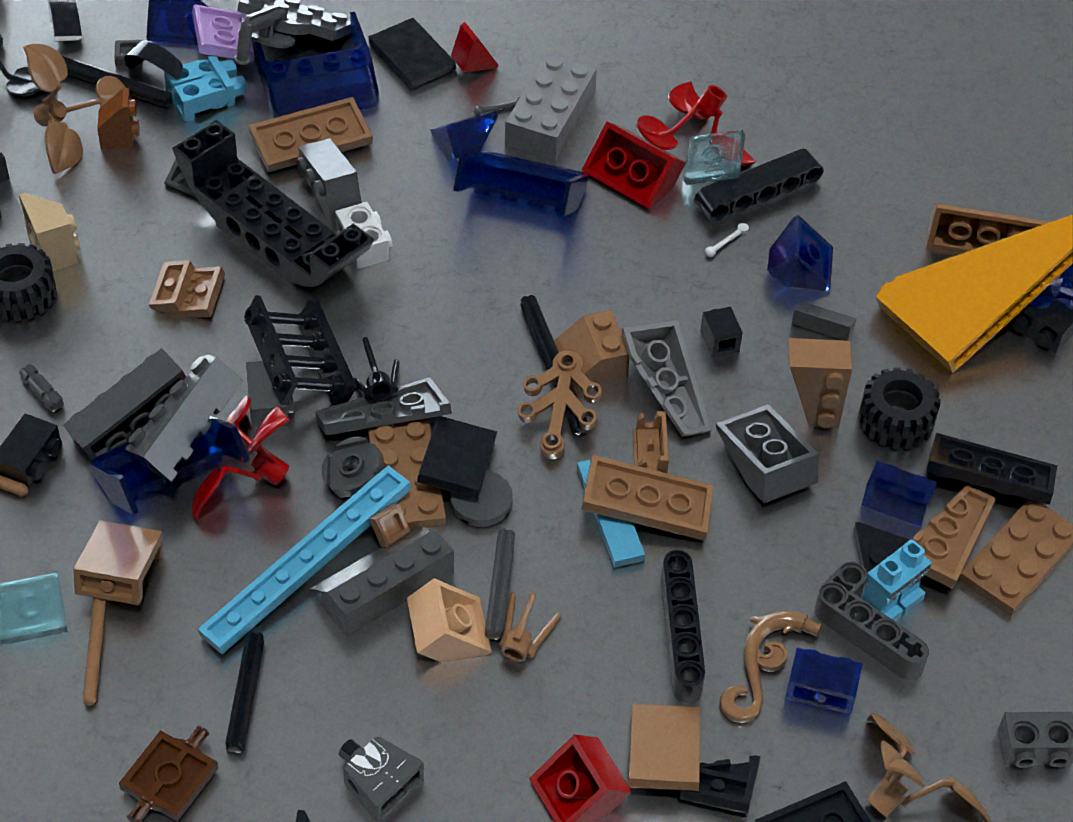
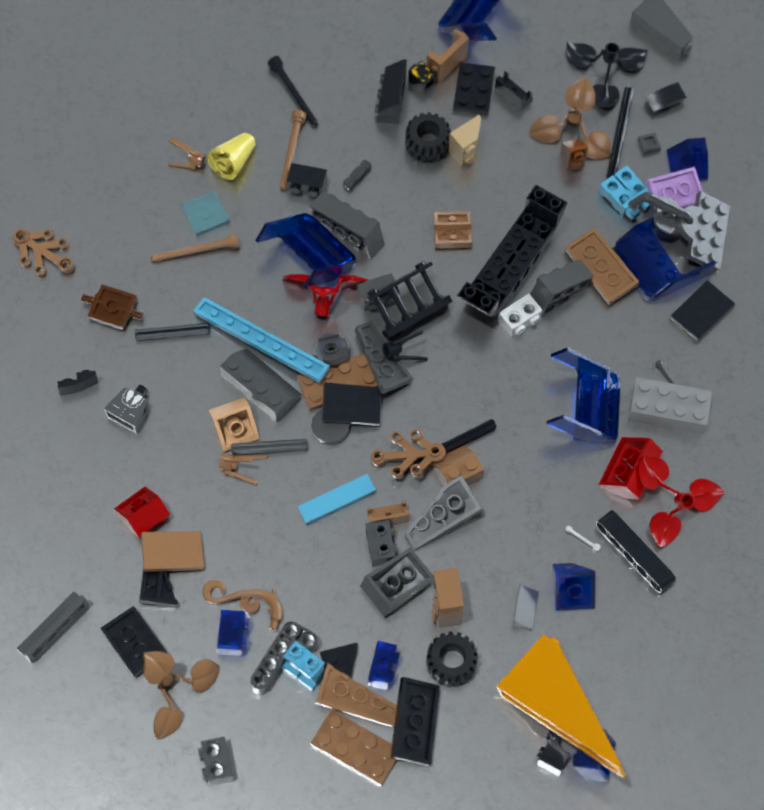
camera: 80 degrees right, 15 degrees up
(117, 562) = (236, 244): medium nougat panel -> none
(156, 55) = (630, 159): black piece -> none
(183, 416) = (331, 248): dark grey wedge -> none
(389, 525) = (292, 377): medium nougat tile -> none
(464, 135) = (627, 355): clear blue slope -> none
(470, 52) = (708, 348): red slope -> none
(648, 497) = (345, 516): medium nougat plate -> none
(682, 638) = (250, 556): black beam -> none
(701, 461) = (380, 542): none -> dark grey brick
(714, 157) = (644, 514): clear light blue tile -> none
(721, 331) = (494, 542): black brick -> none
(968, 229) = (629, 706): medium nougat slope -> none

